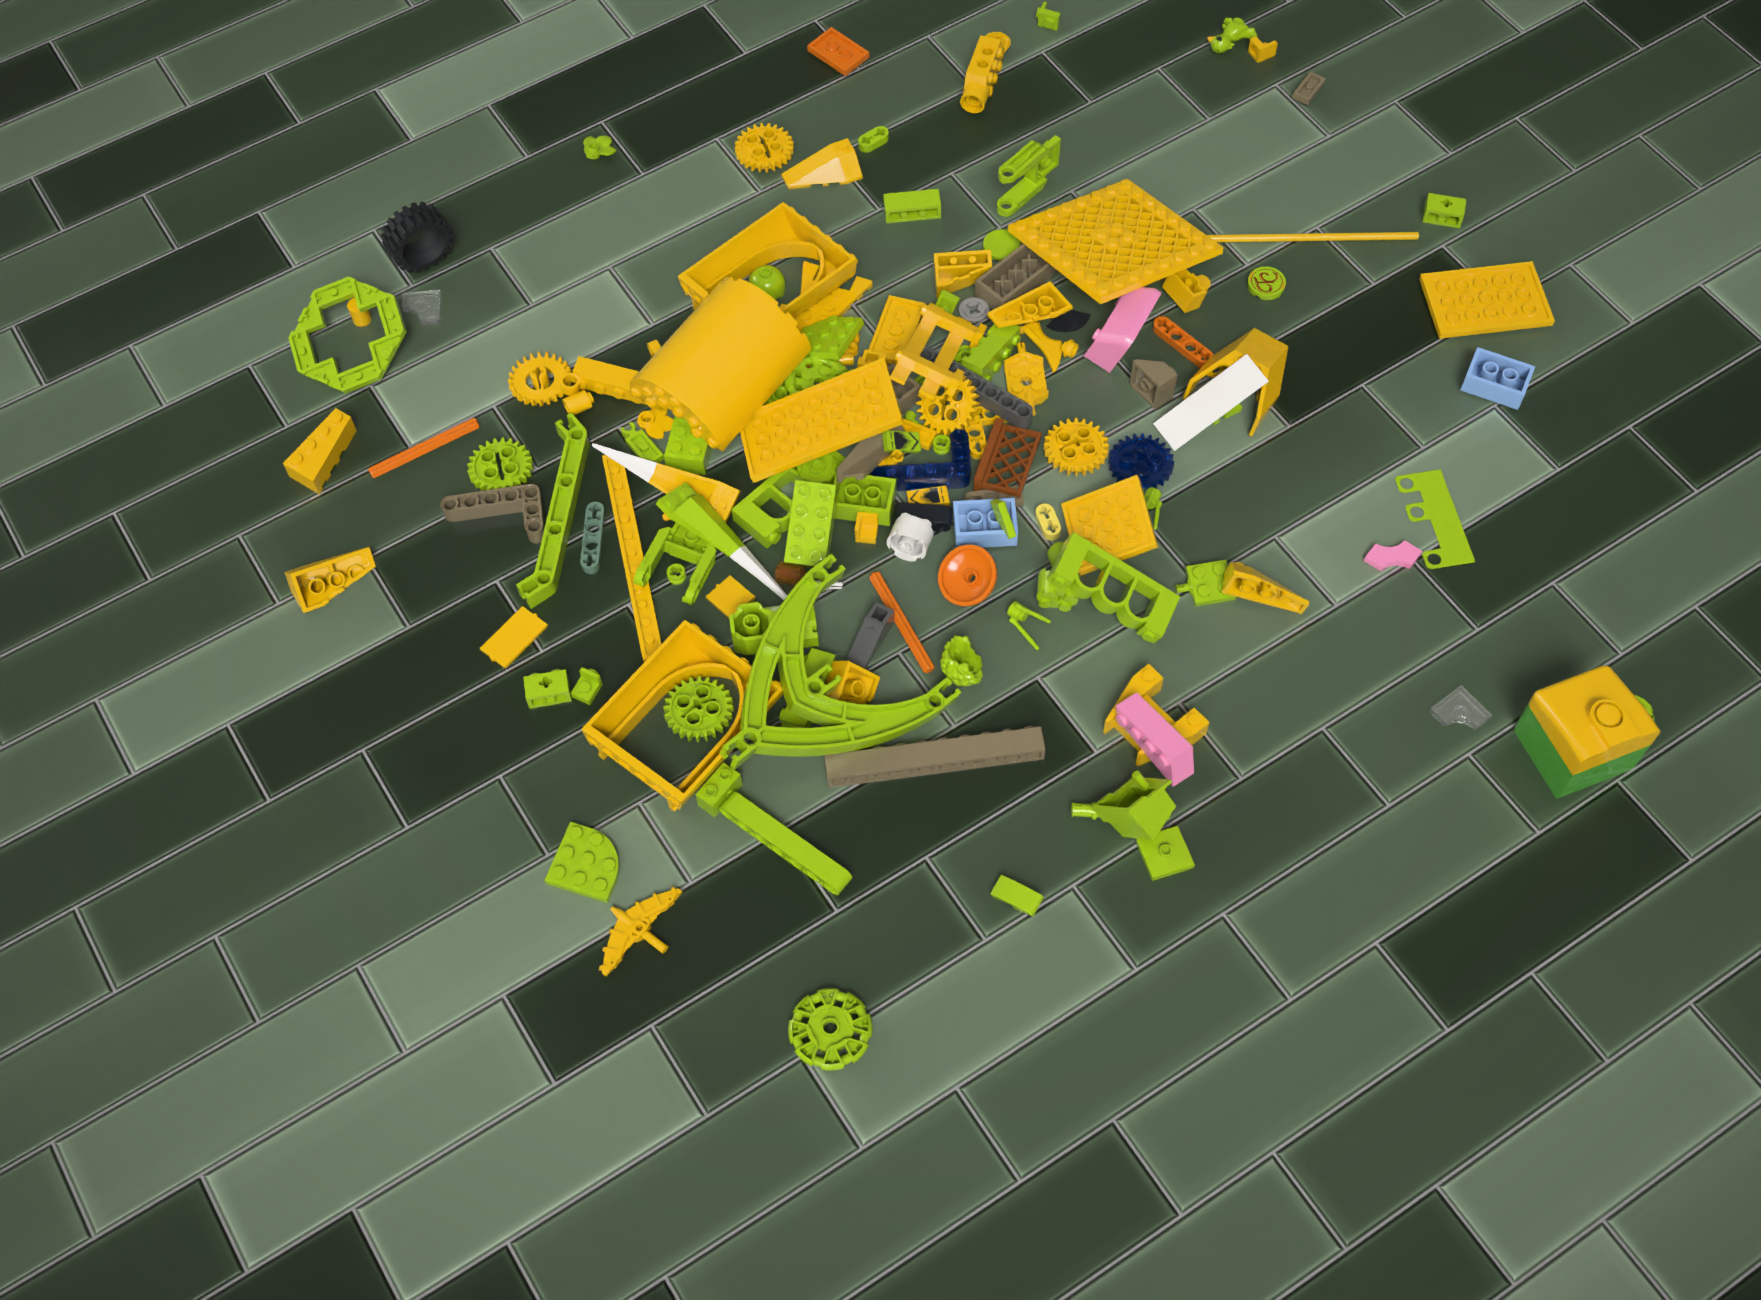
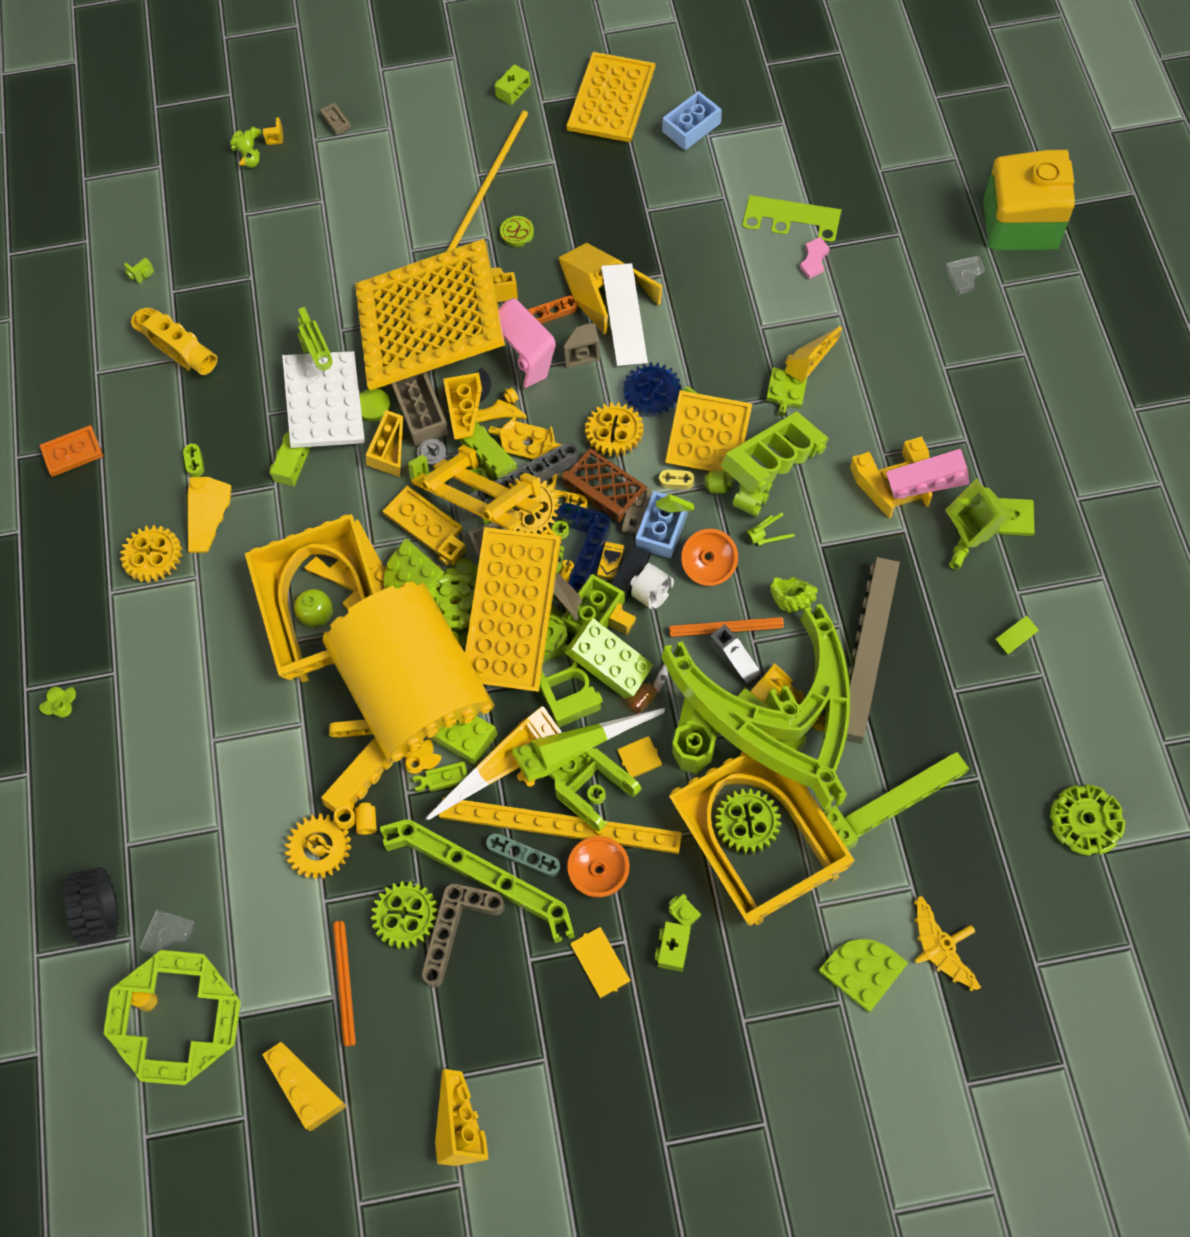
camera: 65 degrees left, 5 degrees up
(598, 587) = (597, 853): none -> orange dish
(977, 204) = (322, 404): none -> white plate

